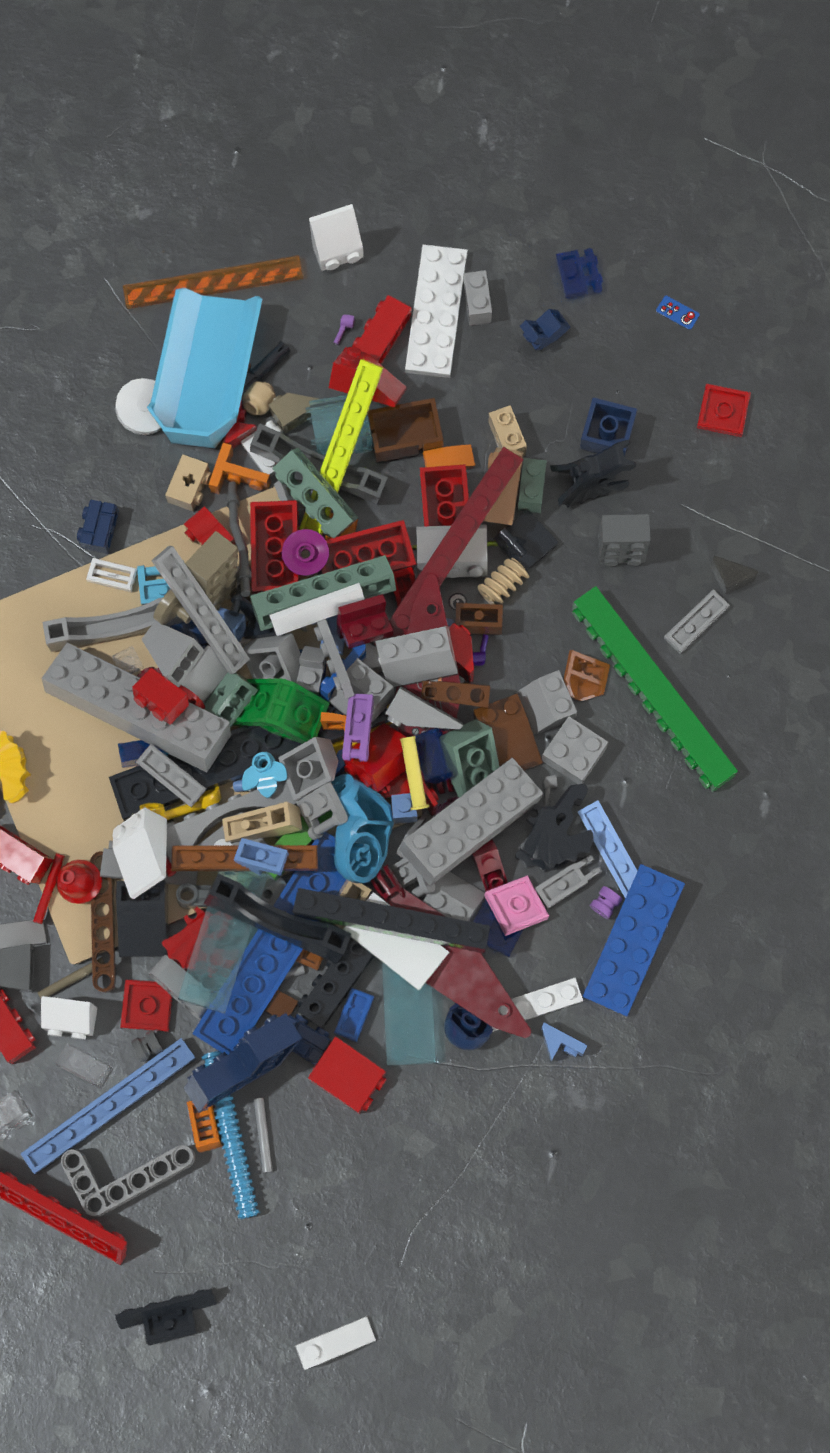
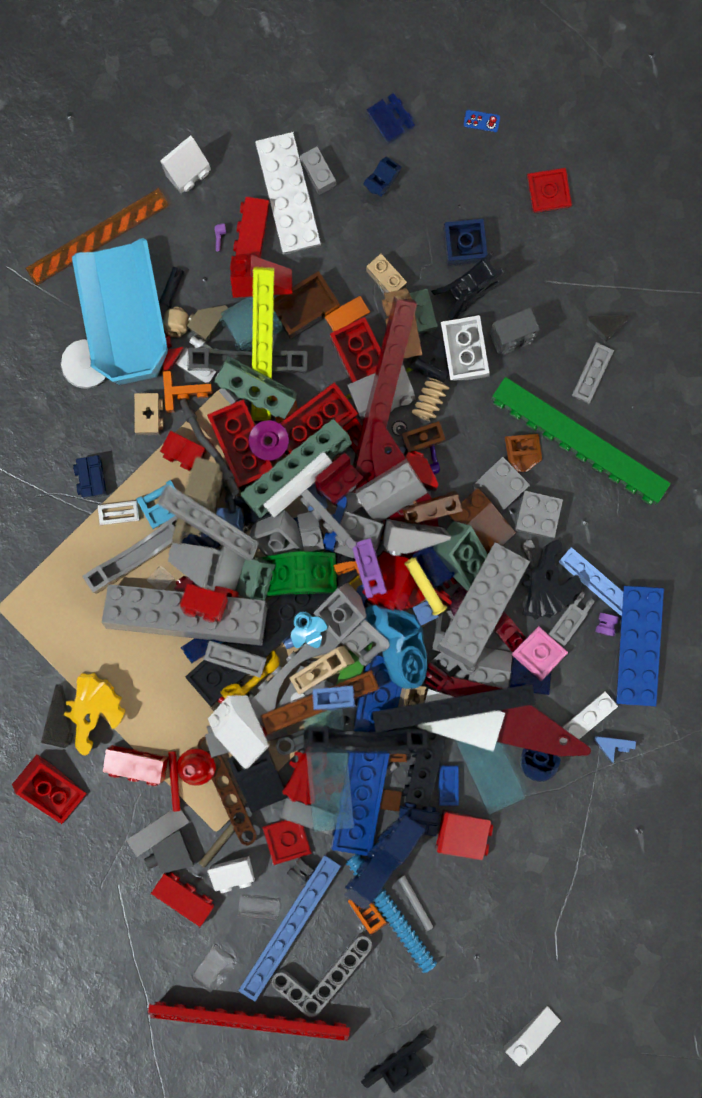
camera: 25 degrees left, 10 degrees up
(563, 540) = (465, 348): none -> white slope

